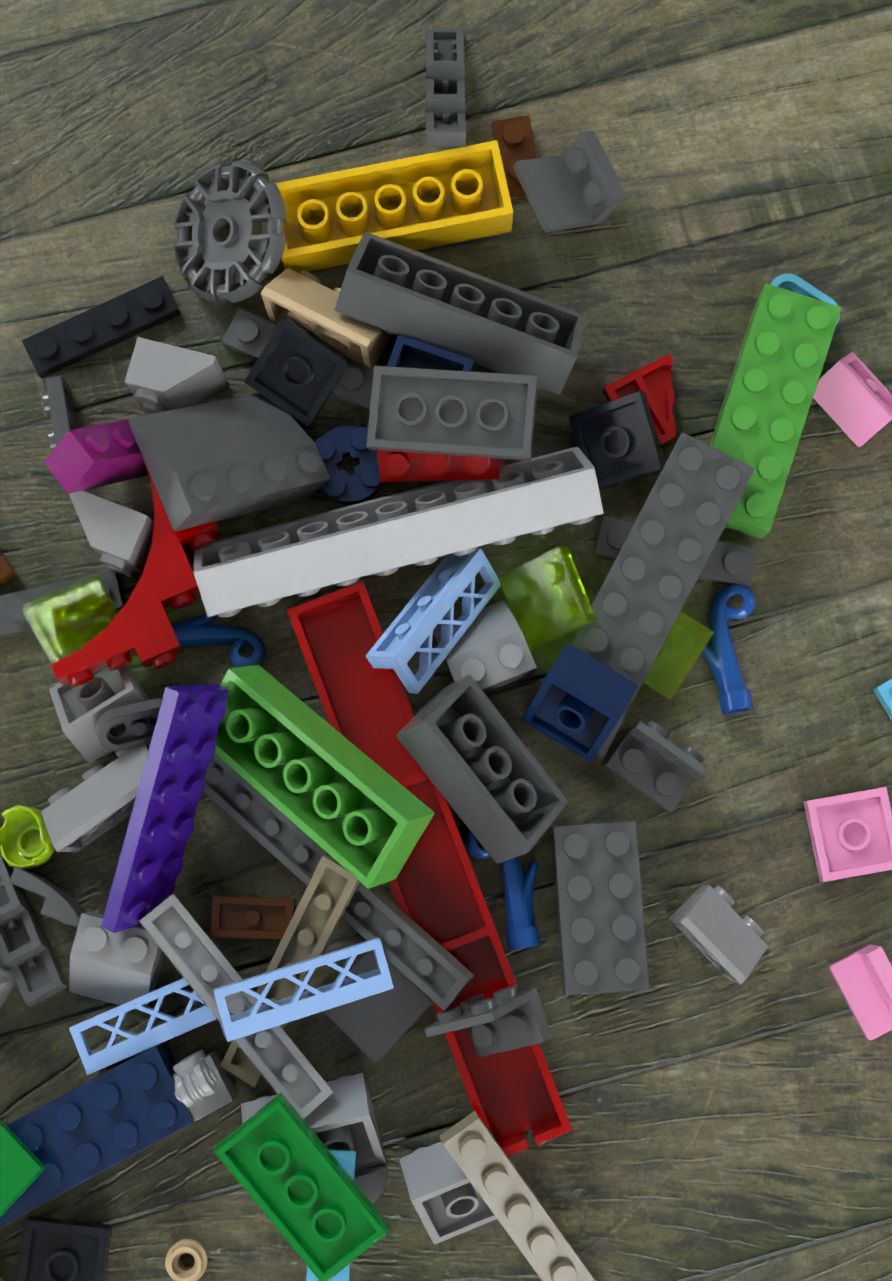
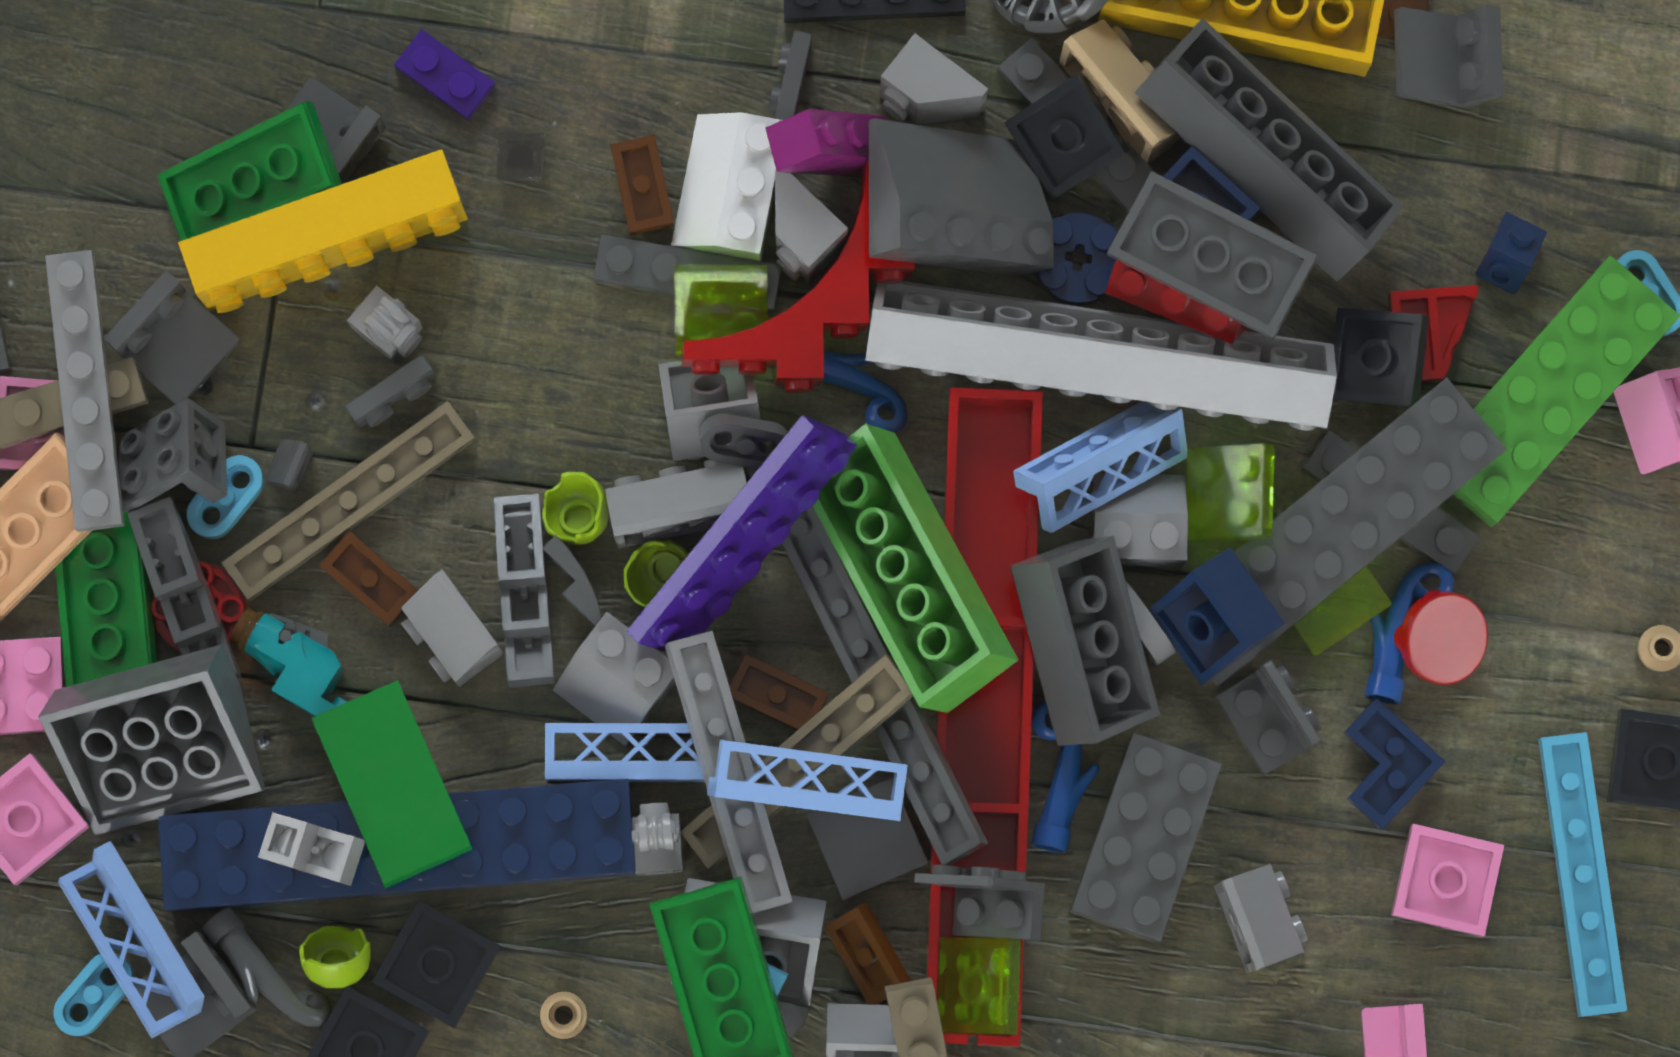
camera: 20 degrees right, 0 degrees up
(44, 527) = (727, 187): none -> white slope
(102, 859) = (651, 568): none -> lime hair
(415, 1101) = (866, 953): none -> reddish brown plate
(517, 1094) = (979, 985): none -> clear neon green plate
(533, 739) = (1153, 639): none -> light grey beam
(684, 319) = (1511, 253): none -> dark blue bracket
(765, 641) = (1443, 637): none -> tile
(776, 757) = (1401, 761): none -> dark blue plate

